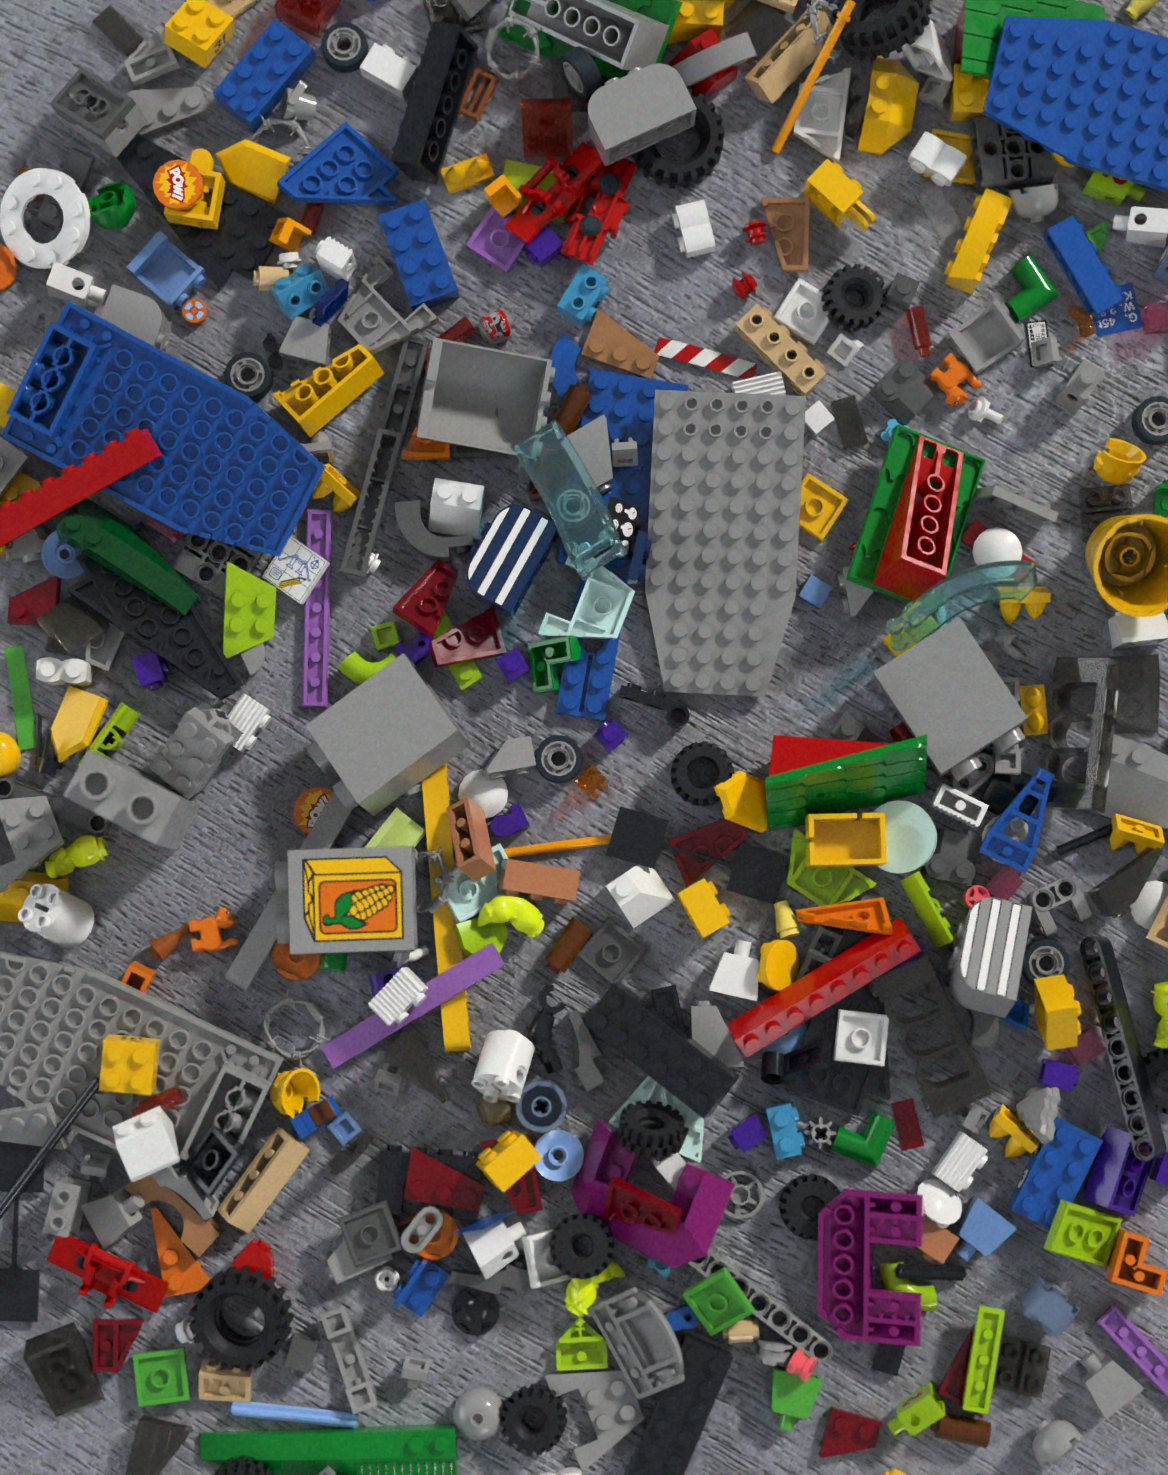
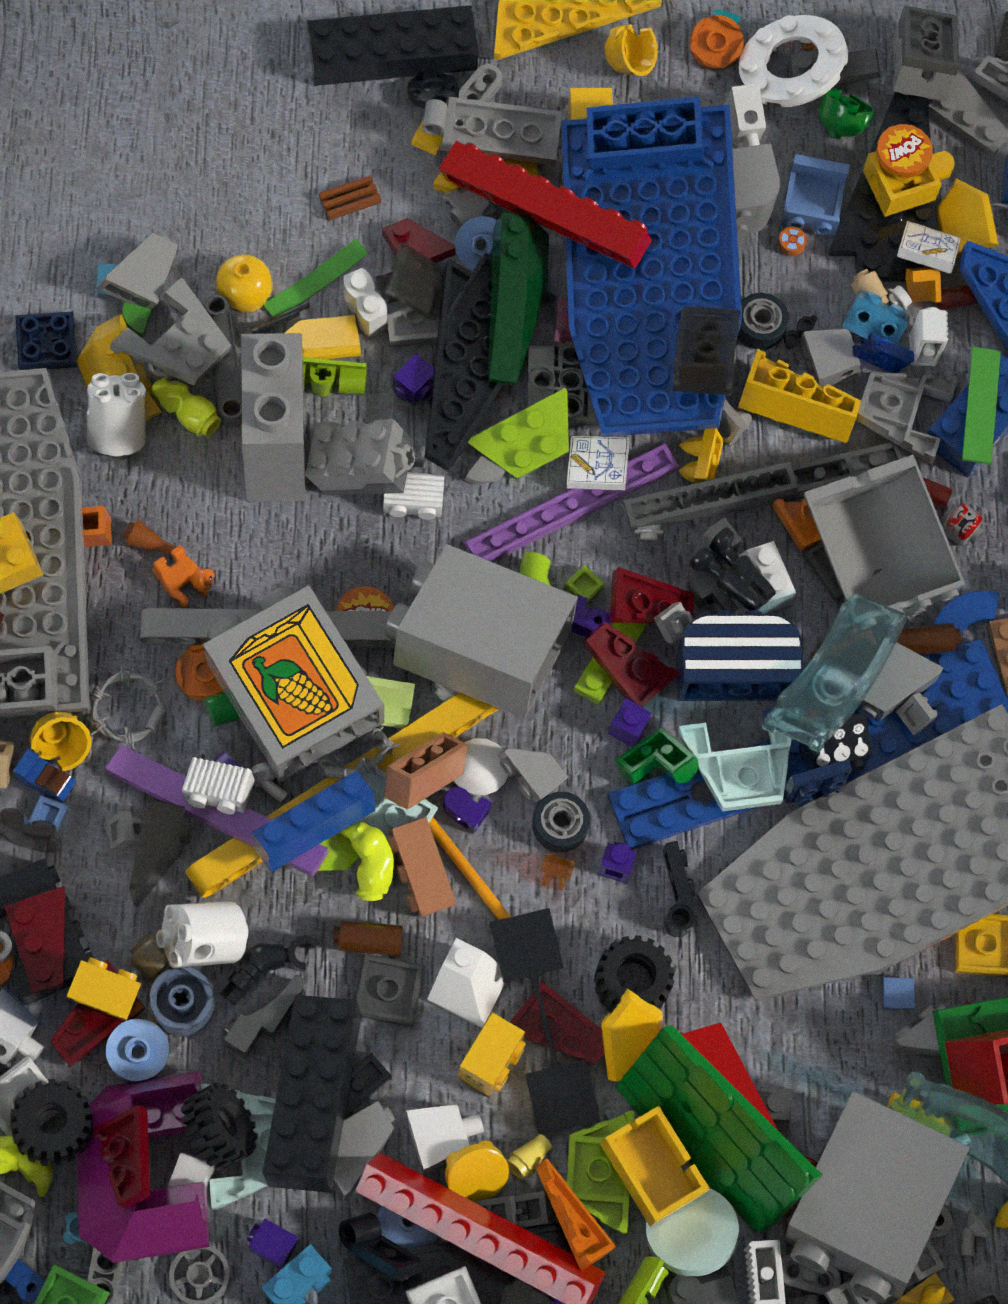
camera: 50 degrees right, 15 degrees down
(263, 441) = (706, 351): none -> clear smoke slope
(264, 213) = (928, 247): none -> white tile
(417, 256) = (981, 406): none -> bright green piece
(452, 523) = (733, 581): none -> black piece
(456, 589) = (673, 622): none -> light grey tile
(467, 943) = (313, 821): none -> blue brick

